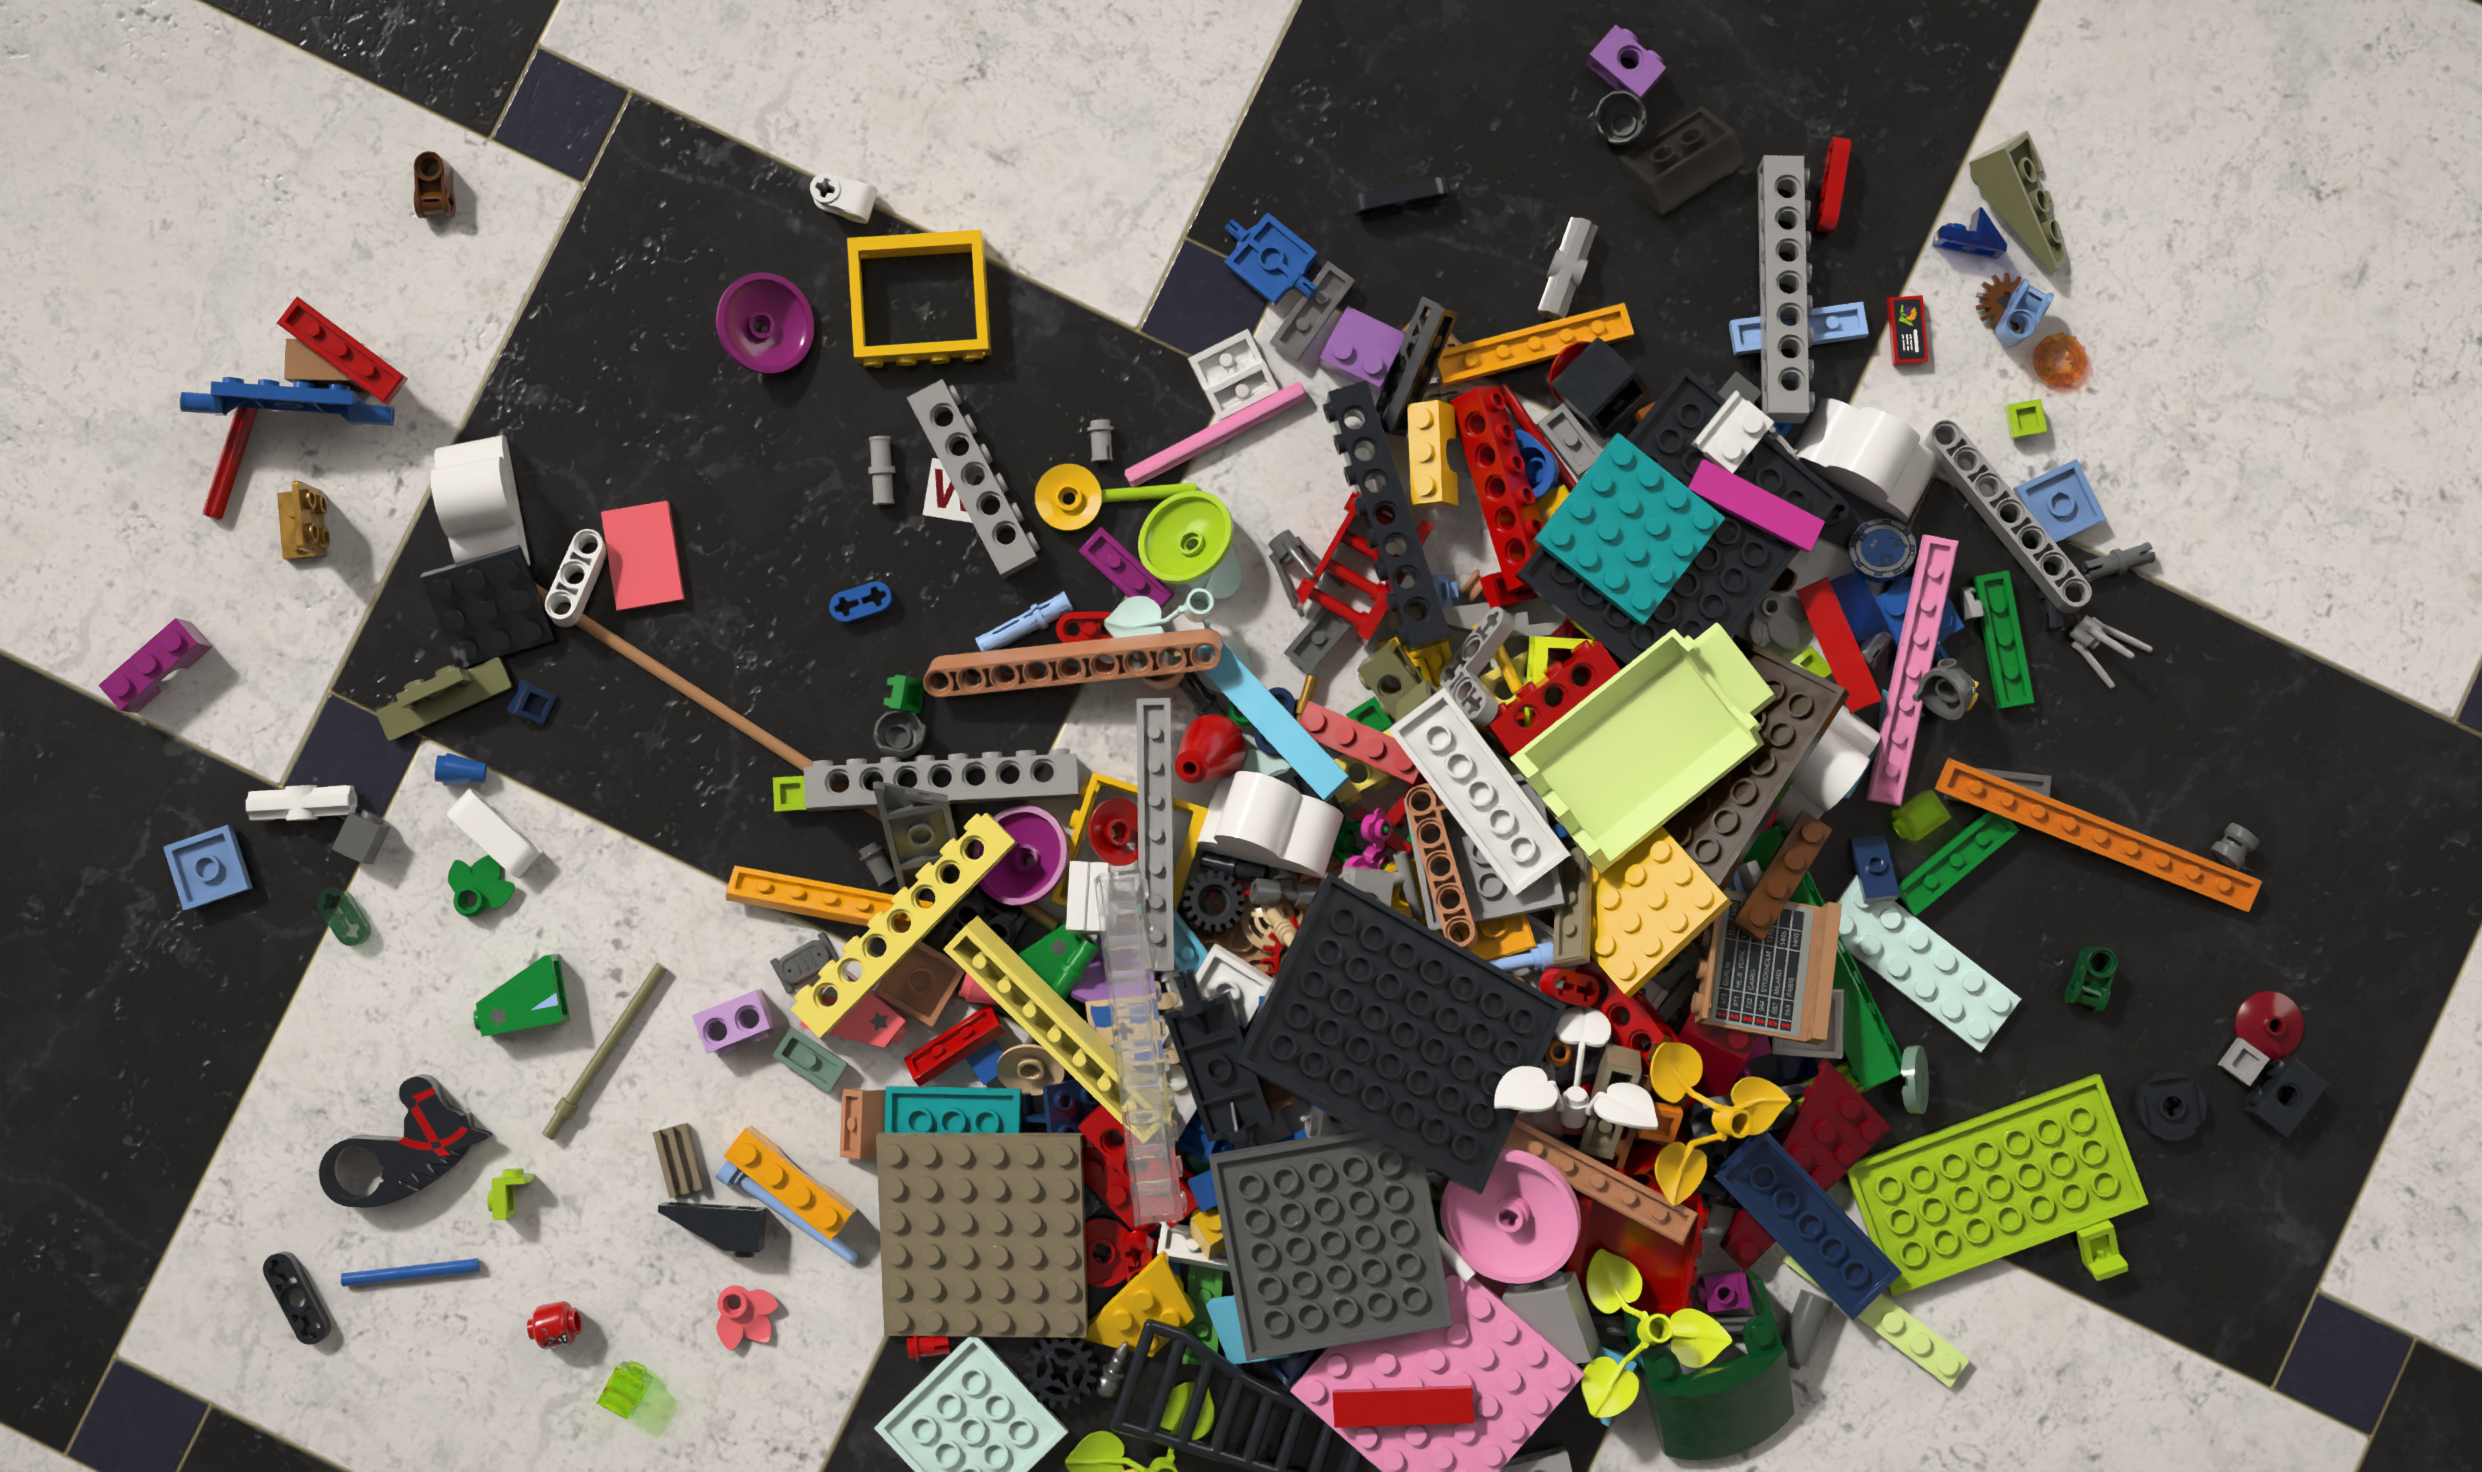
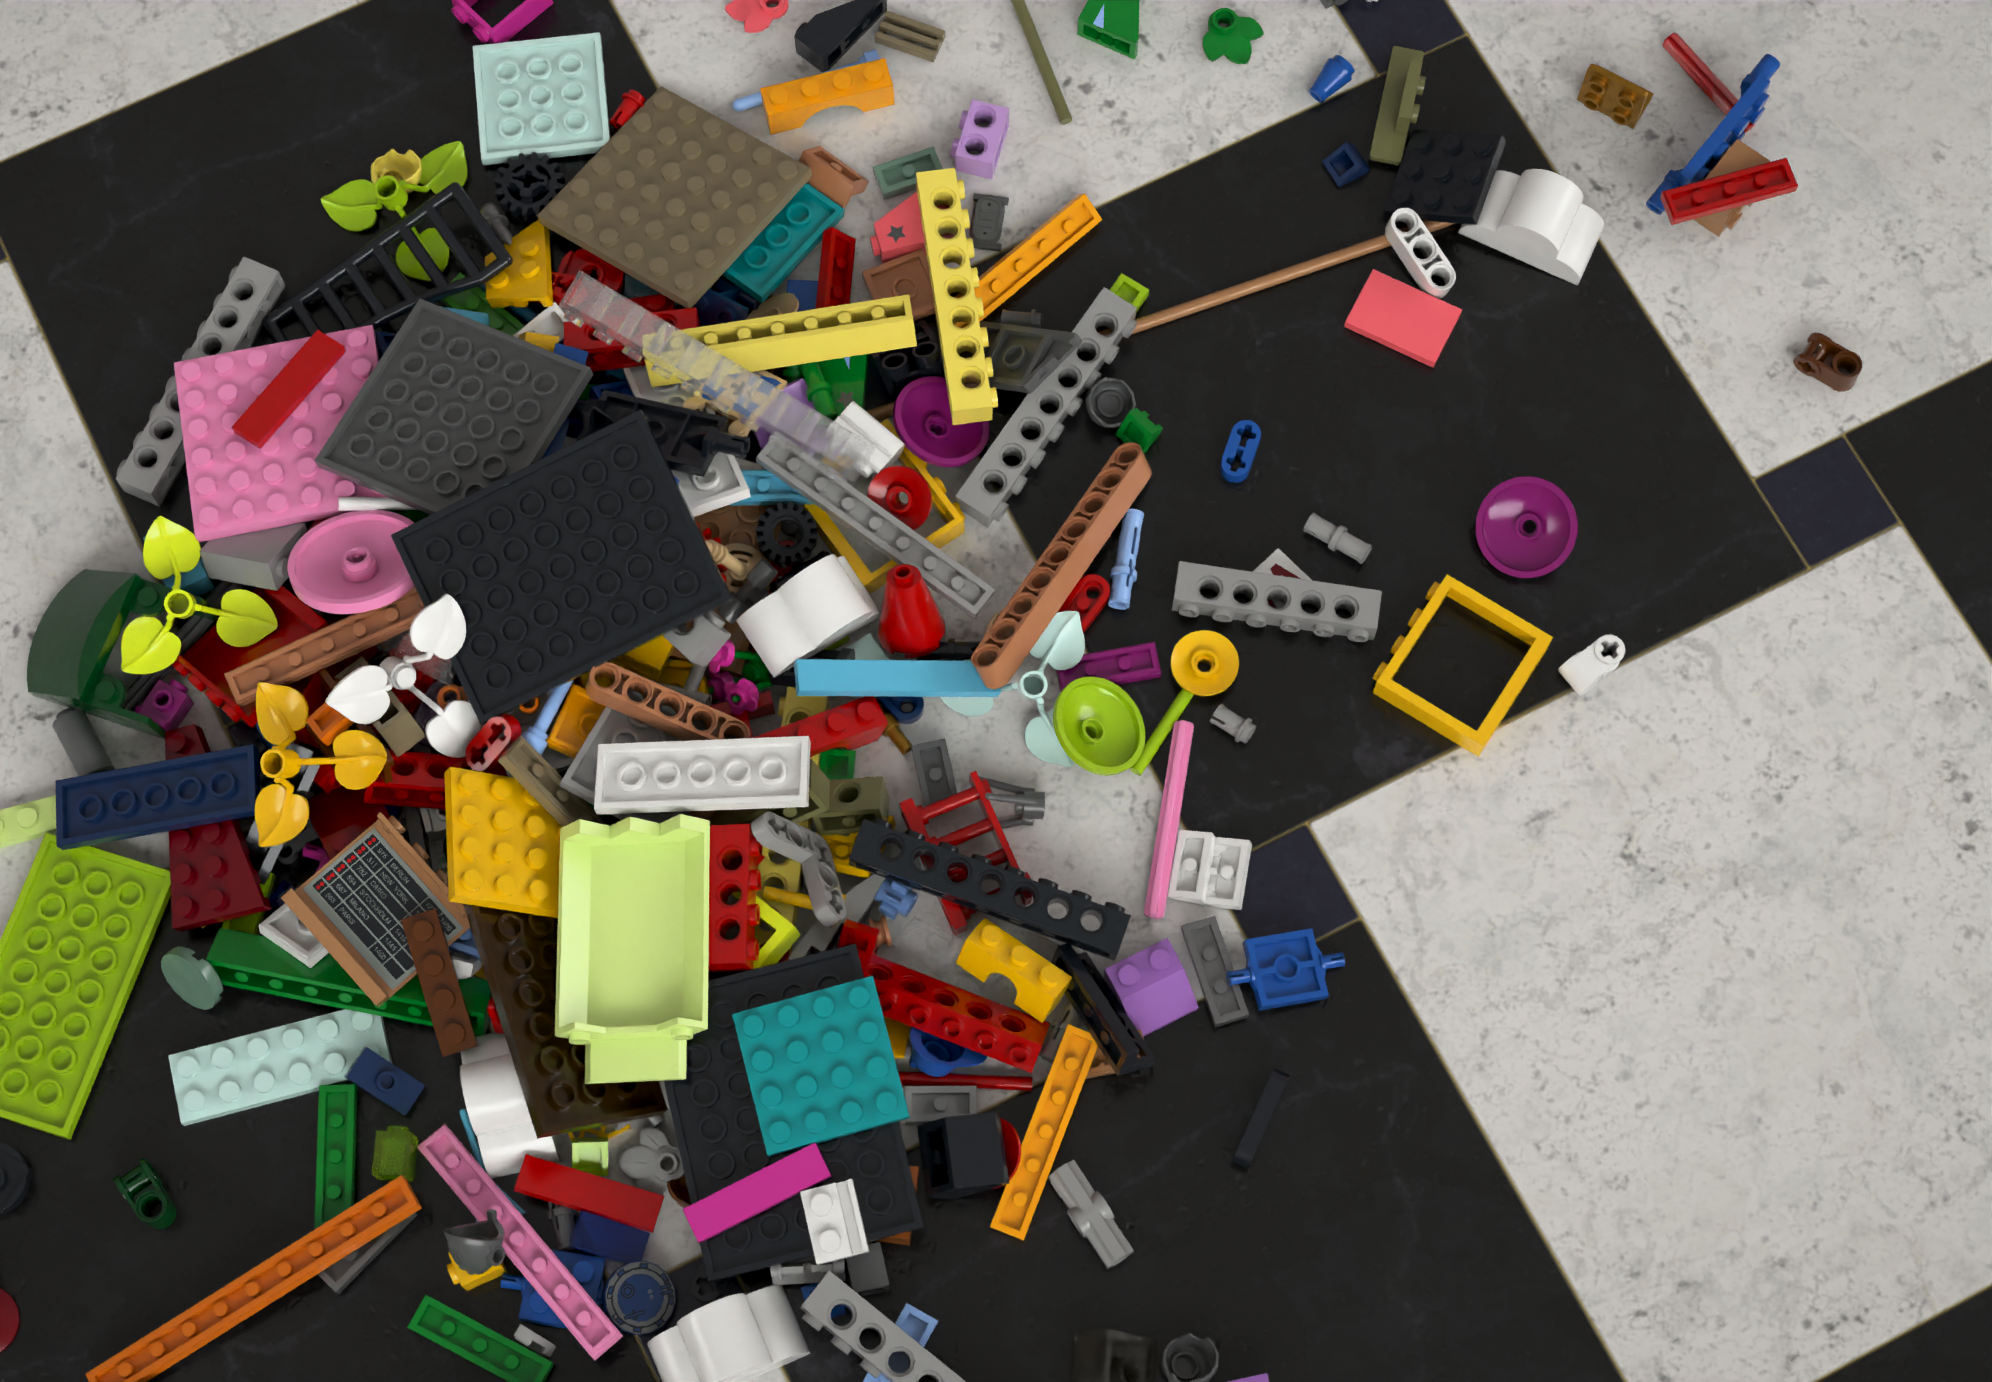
camera: 125 degrees right, 15 degrees down
(494, 832) = (1262, 71): white beam -> none

